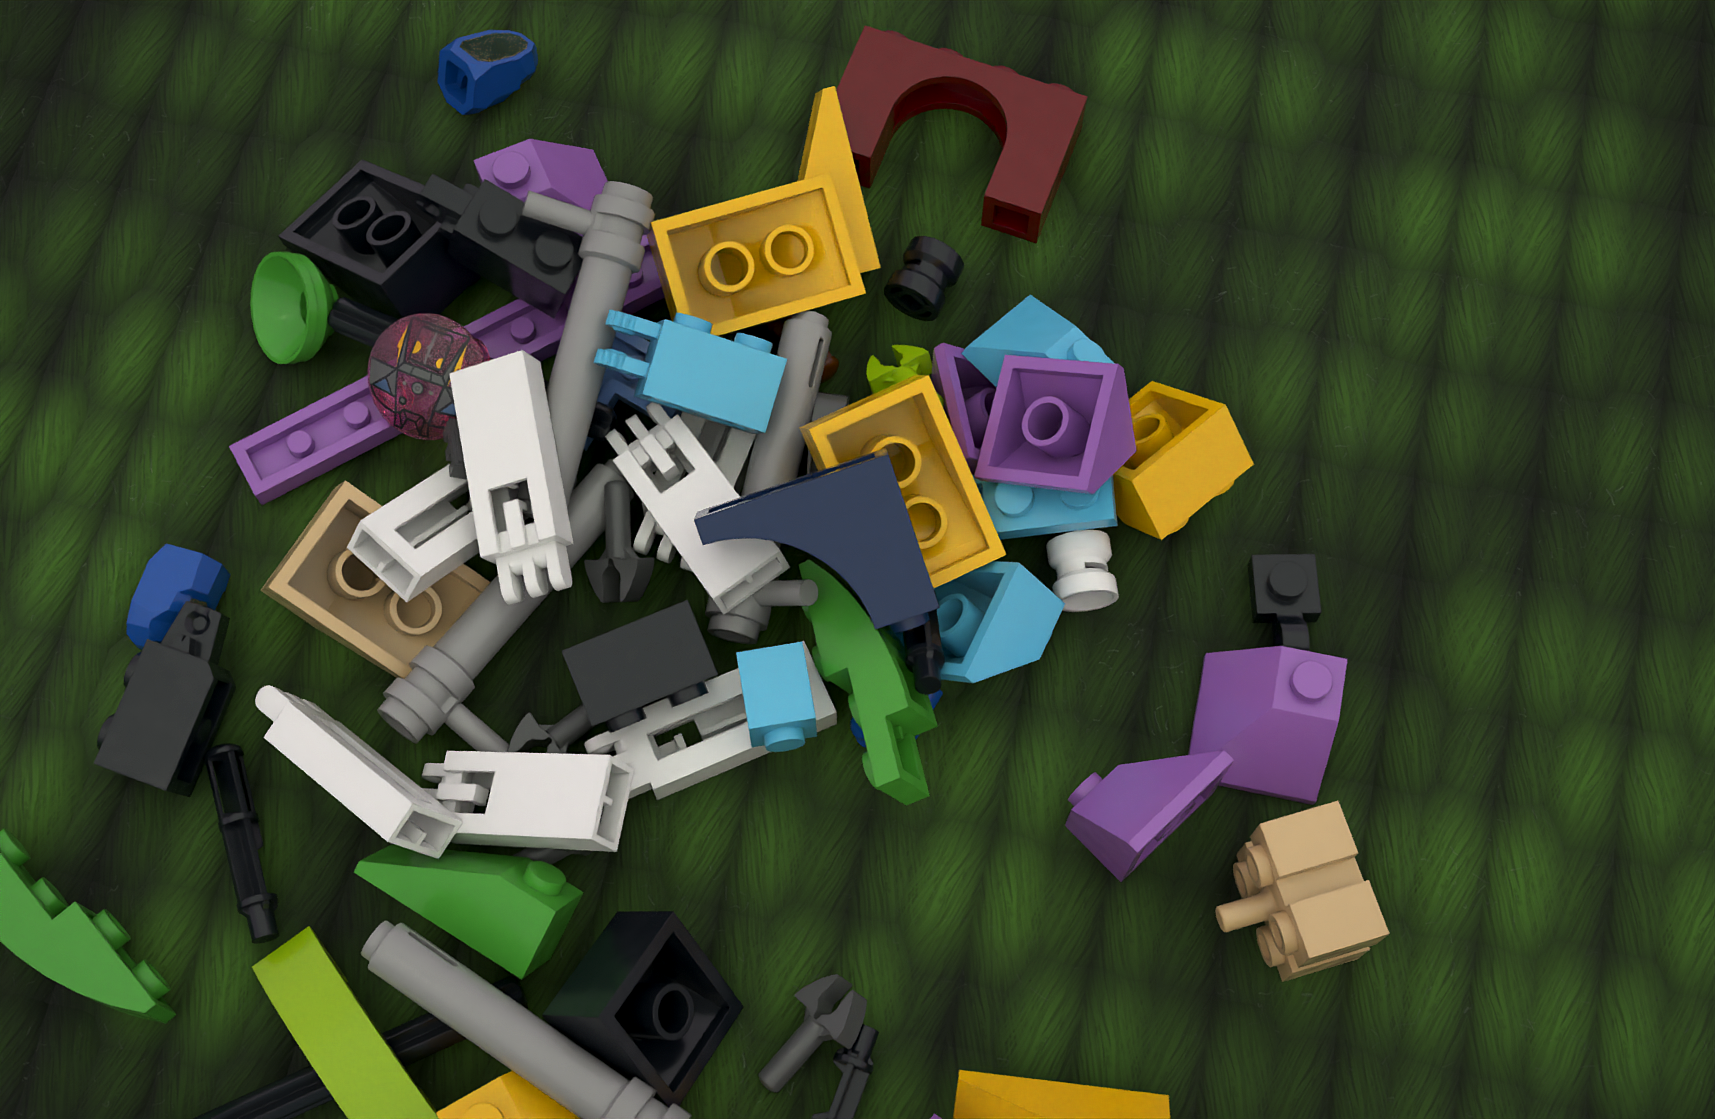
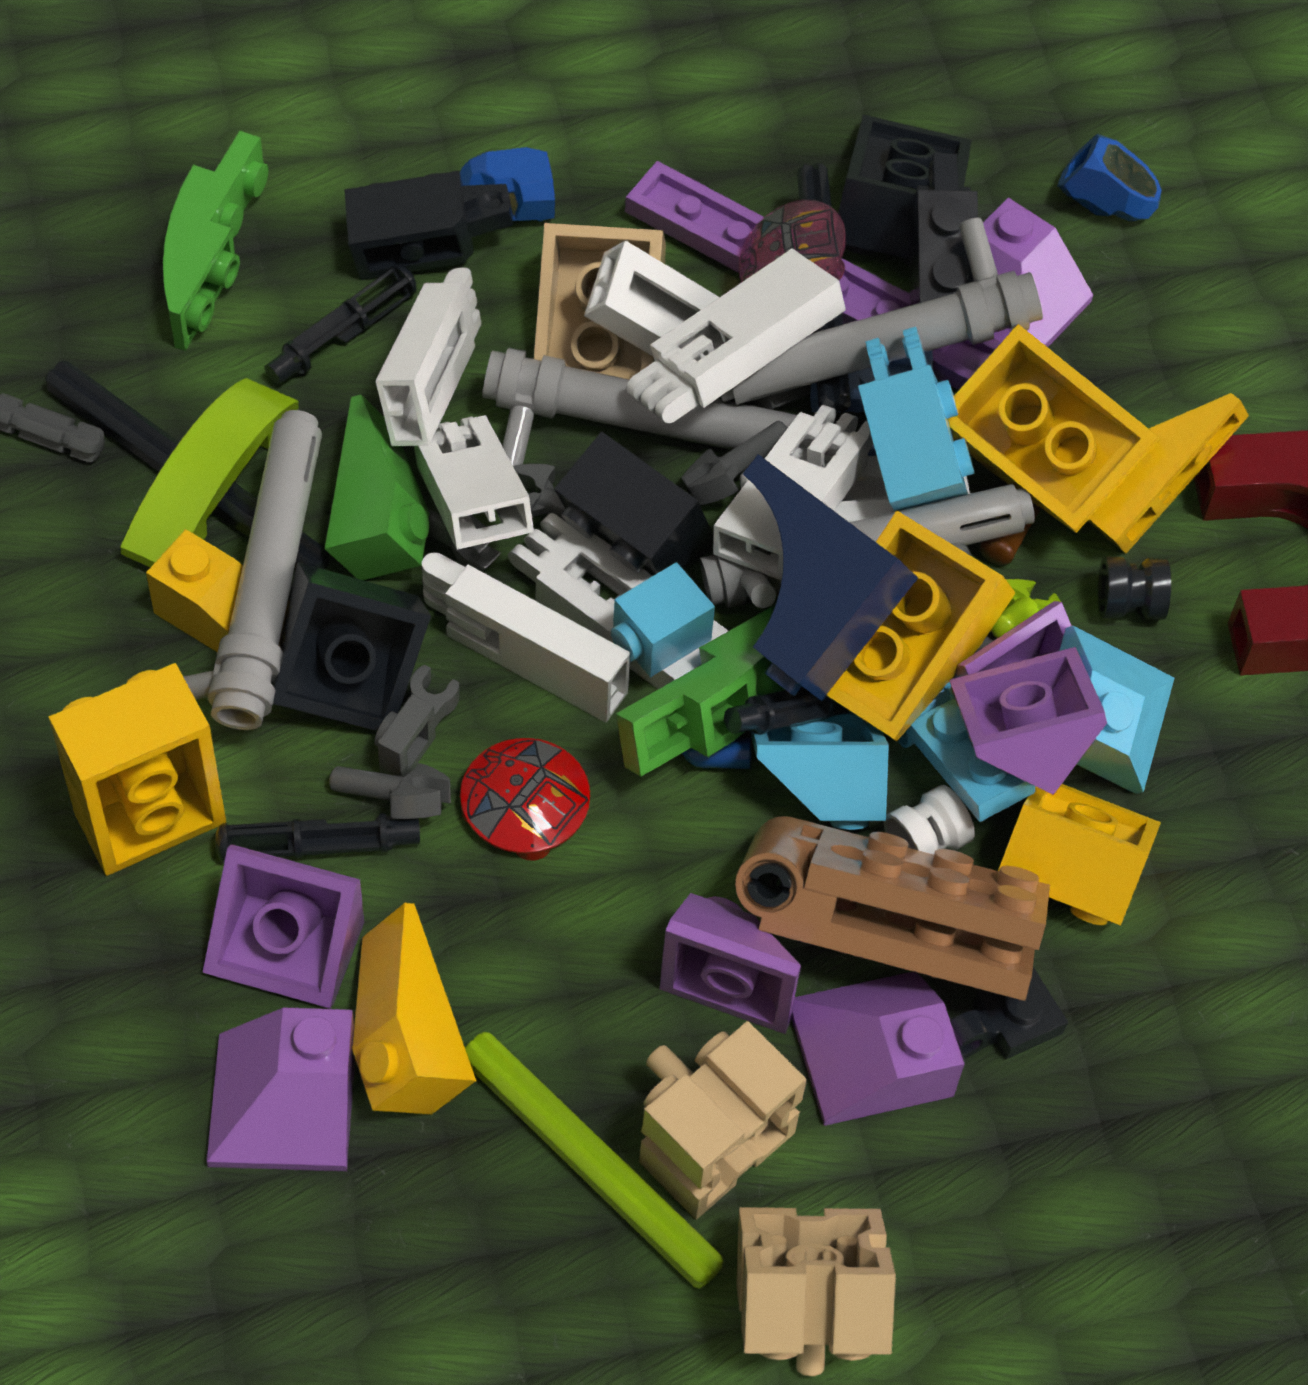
camera: 60 degrees right, 10 degrees down
(290, 307) = (806, 140): bright green piece -> none
(712, 830) = (527, 637): none -> white hinge
(763, 994) = (408, 734): none -> dark grey plate
(875, 911) = (525, 796): none -> red dish
(1167, 637) = (896, 903): none -> medium nougat hinge
(1270, 1024) = (594, 1161): none -> lime axle
(1497, 887) = (815, 1285): none -> tan brick

